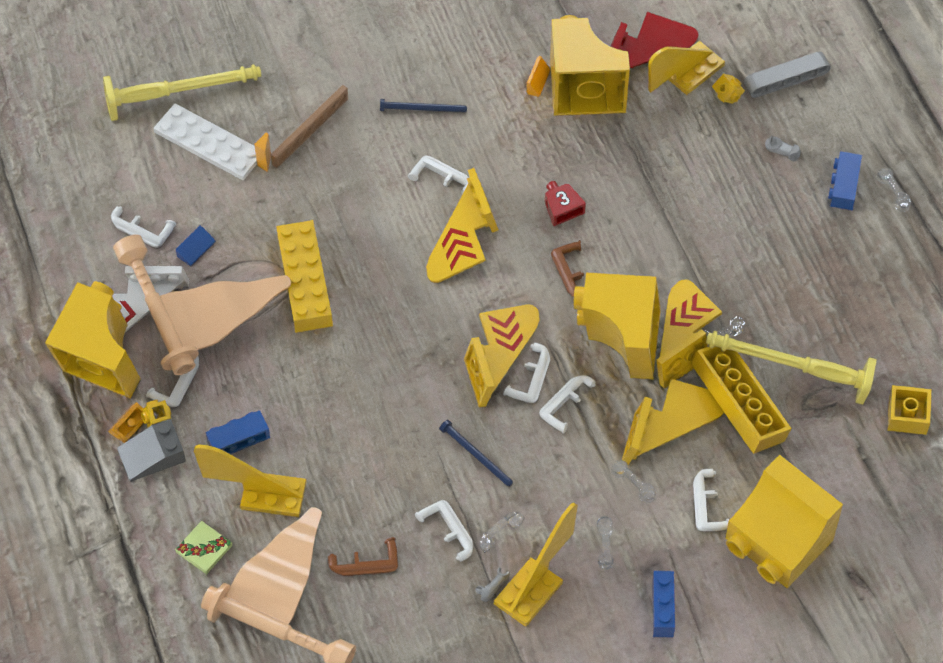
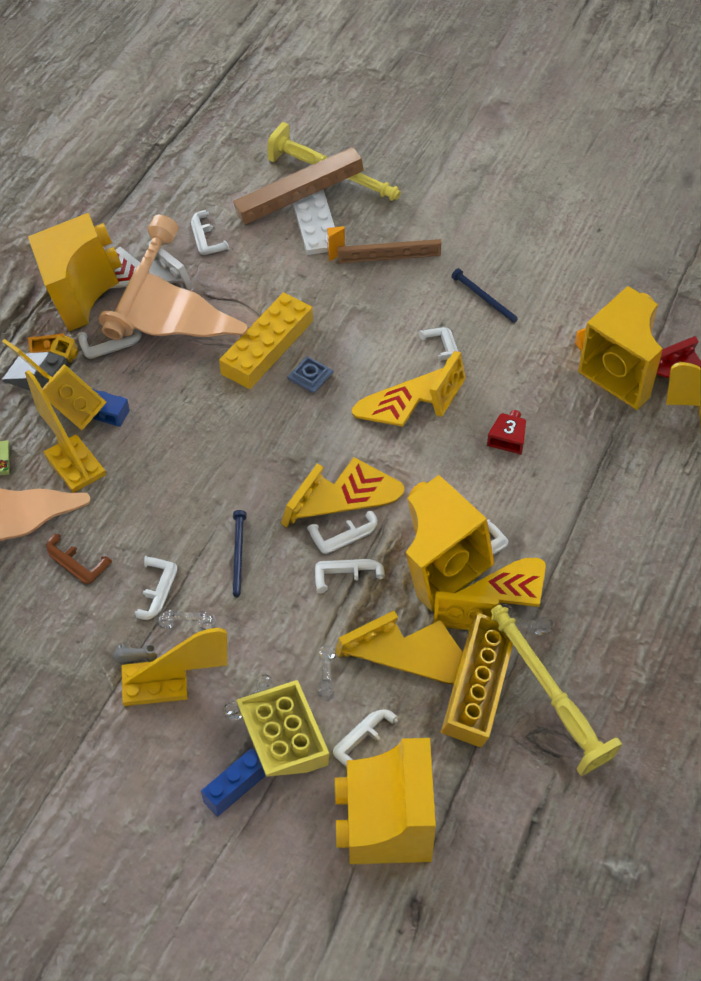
camera: 45 degrees right, 5 degrees down
(177, 125) = (298, 185): none -> medium nougat brick
(194, 246) = (223, 269): blue slope -> none
(225, 435) = (67, 392): none -> yellow piece
(363, 284) = (313, 381): none -> sand blue piece
(562, 267) = (461, 471): dark orange piece -> none
(659, 539) = (284, 730): none -> light yellow slope
(909, 410) = (612, 813): yellow brick -> none

